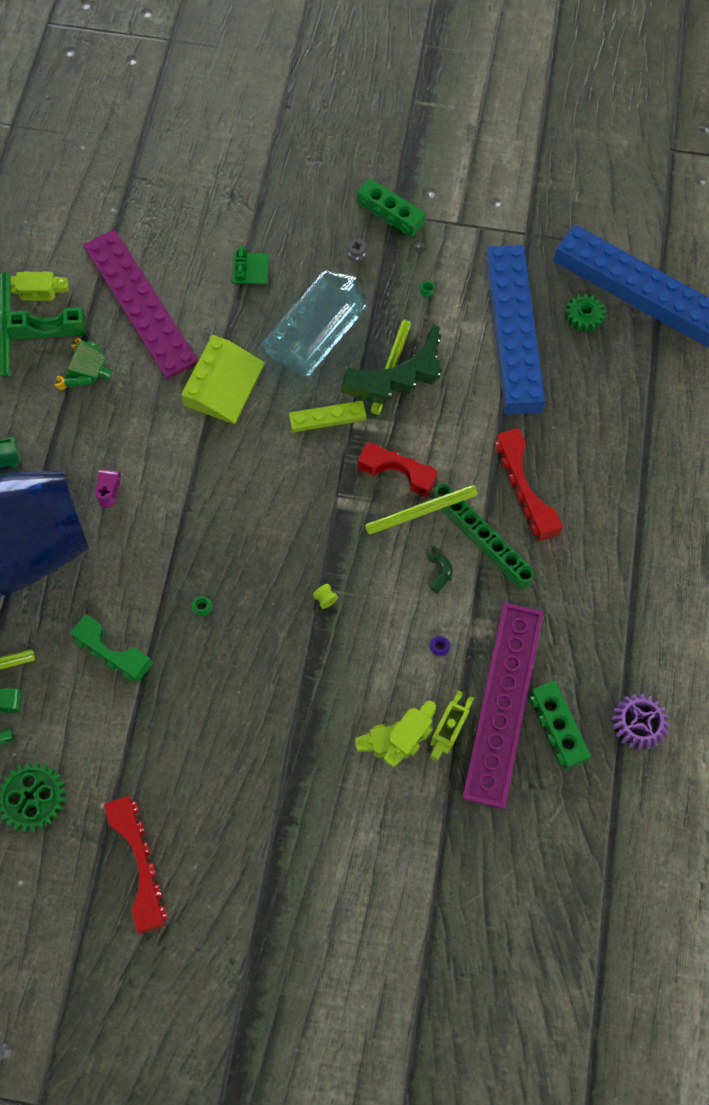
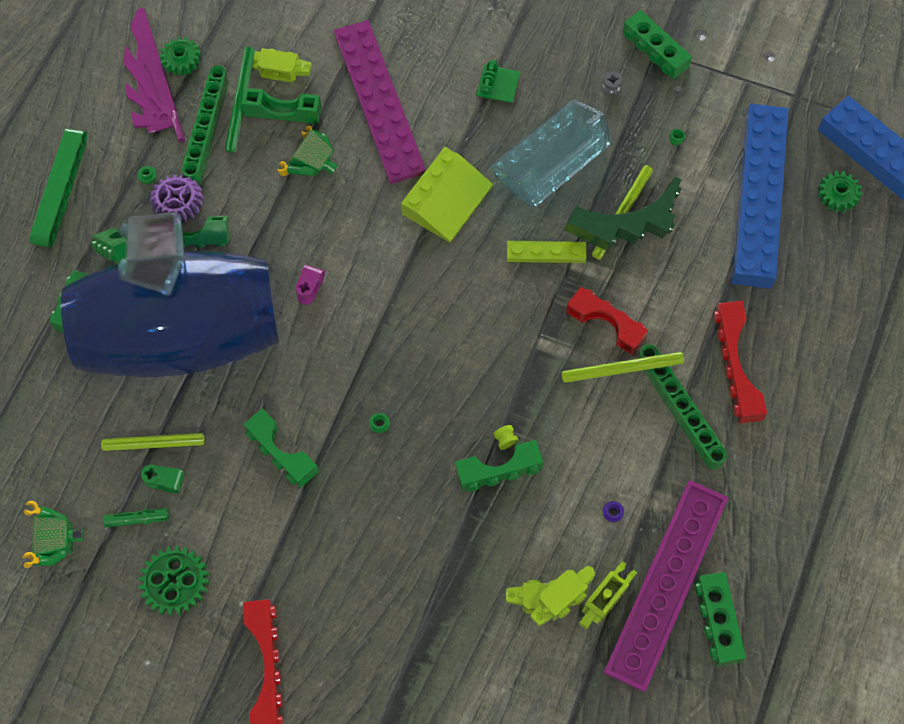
camera: 15 degrees right, 0 degrees up
(303, 636) = (475, 474): none -> green arch
(444, 573) = (634, 436): dark green piece -> none
(654, 712) = (809, 641): medium lavender gear -> none

